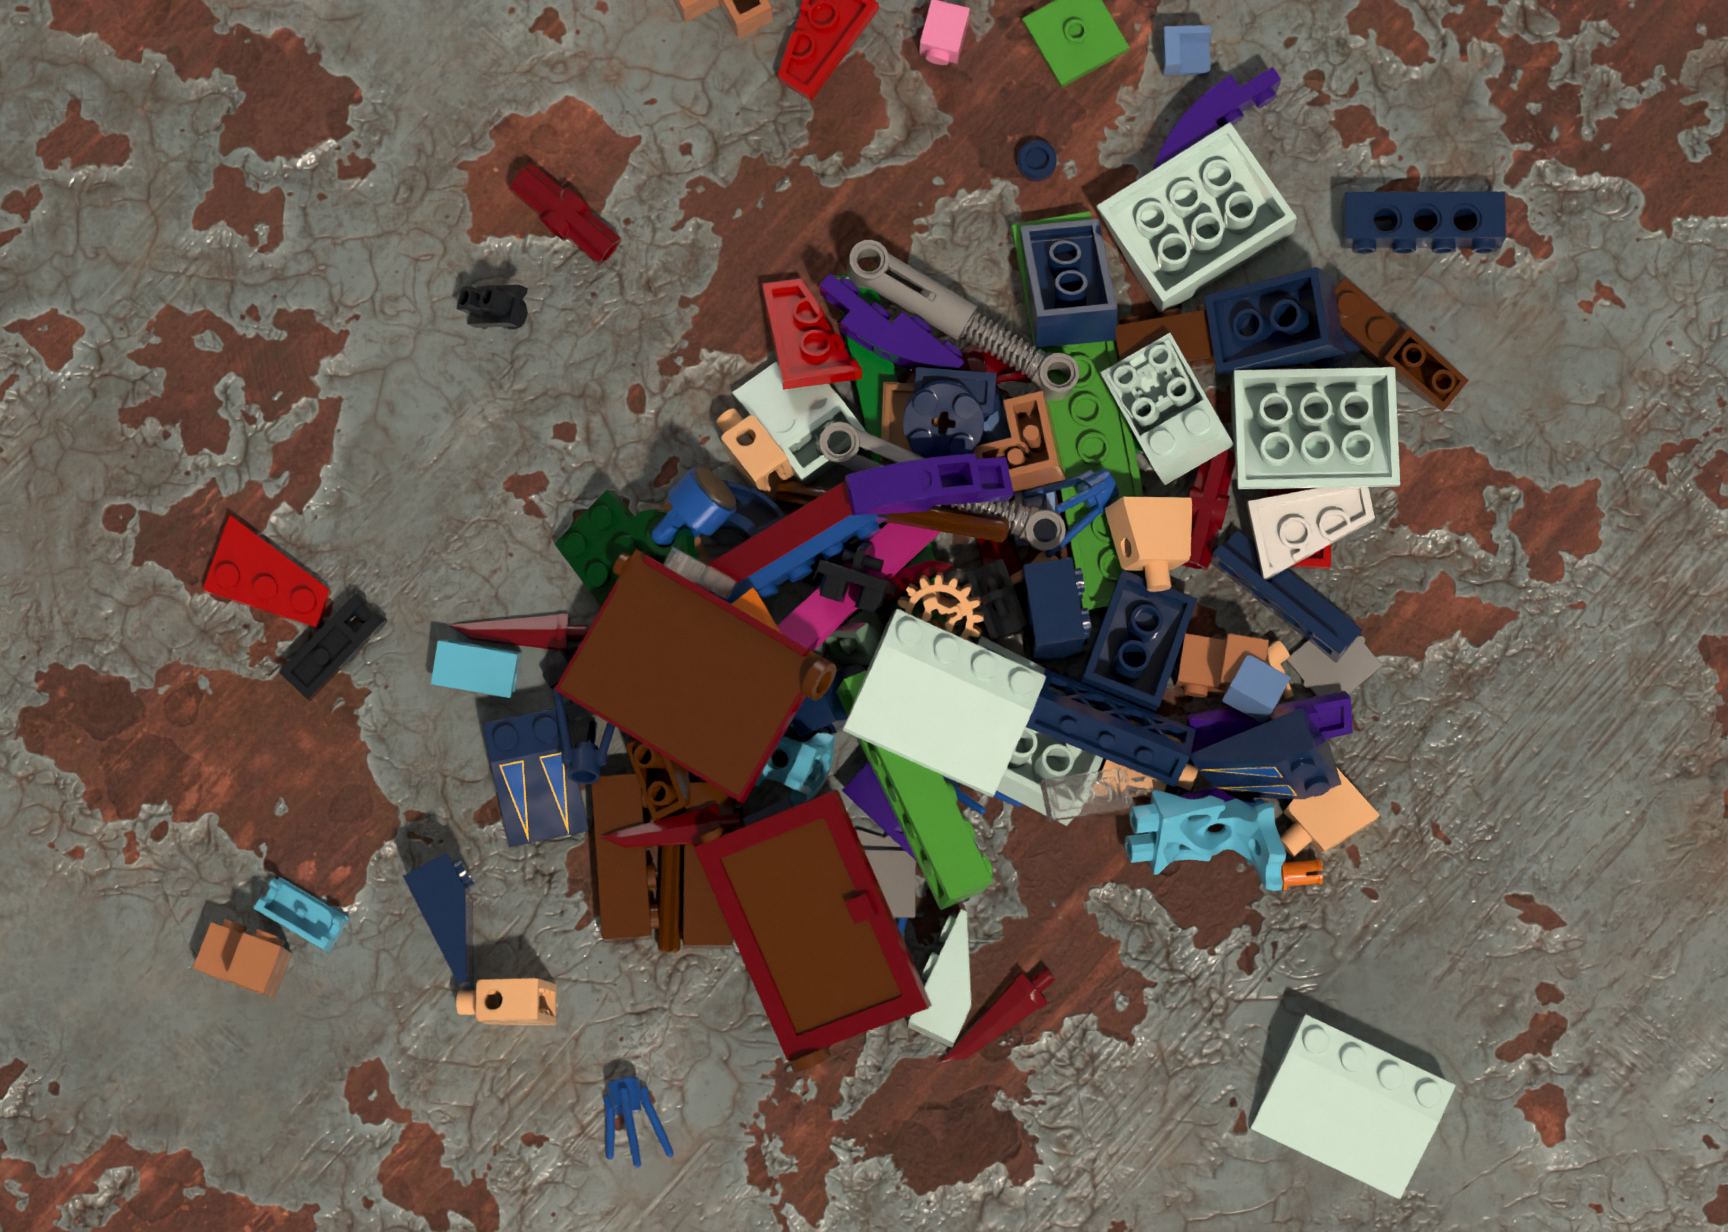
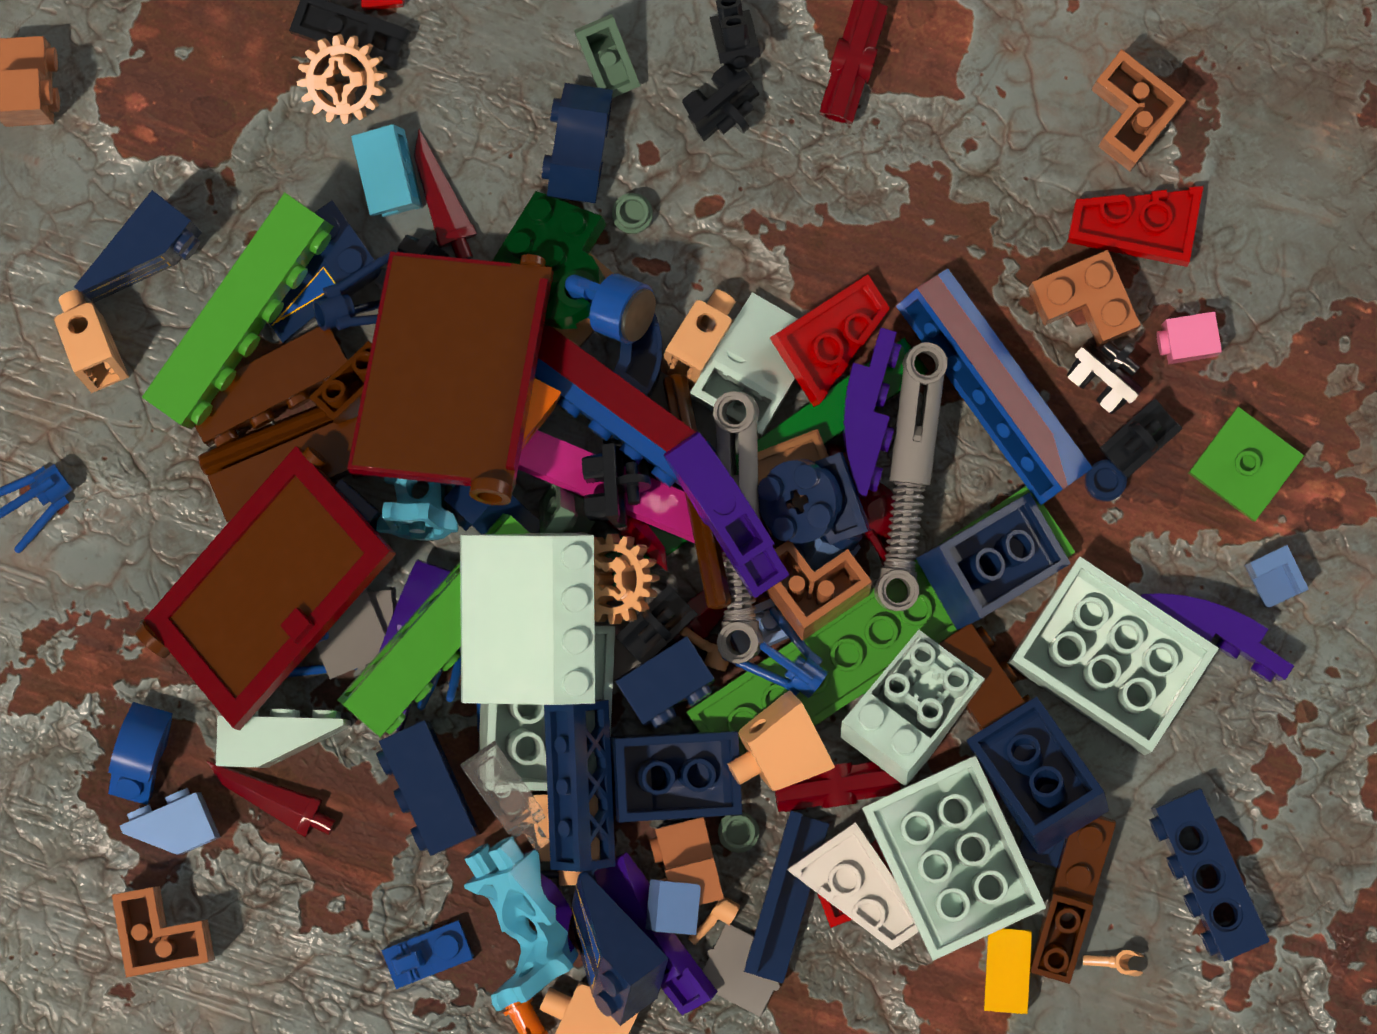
camera: 70 degrees right, 5 degrees up
(302, 914) = (90, 115): medium azure hinge -> none
(367, 688) = (341, 62): none -> light nougat gear
(464, 426) = (607, 56): none -> sand green slope
(529, 485) = (579, 142): none -> dark blue brick
(548, 847) = (238, 312): none -> bright green brick
(557, 341) = (725, 107): none -> black hips
(613, 467) = (632, 213): none -> sand green plate
(675, 830) = (310, 423): dark red bar -> none
(700, 572) = (553, 336): clear beam -> none
(870, 93) = (1089, 287): none -> nougat brick
(907, 1117) = (138, 752): none -> blue brick
(914, 215) = (995, 387): none -> blue brick
(928, 126) = (1120, 385): none -> hips
(989, 1113) = (176, 826): none -> light blue slope
(1014, 111) = (1140, 438): none -> black hips
(1055, 866) = (427, 788): none -> dark blue brick
(1090, 1178) = (149, 943): none -> nougat brick
(1201, 936) = (427, 954): none -> blue hinge
(1210, 613) = (738, 832): none -> sand green plate
(1435, 430) = (1008, 971): none -> yellow slope
(1464, 336) = (1119, 962): none -> light nougat hand

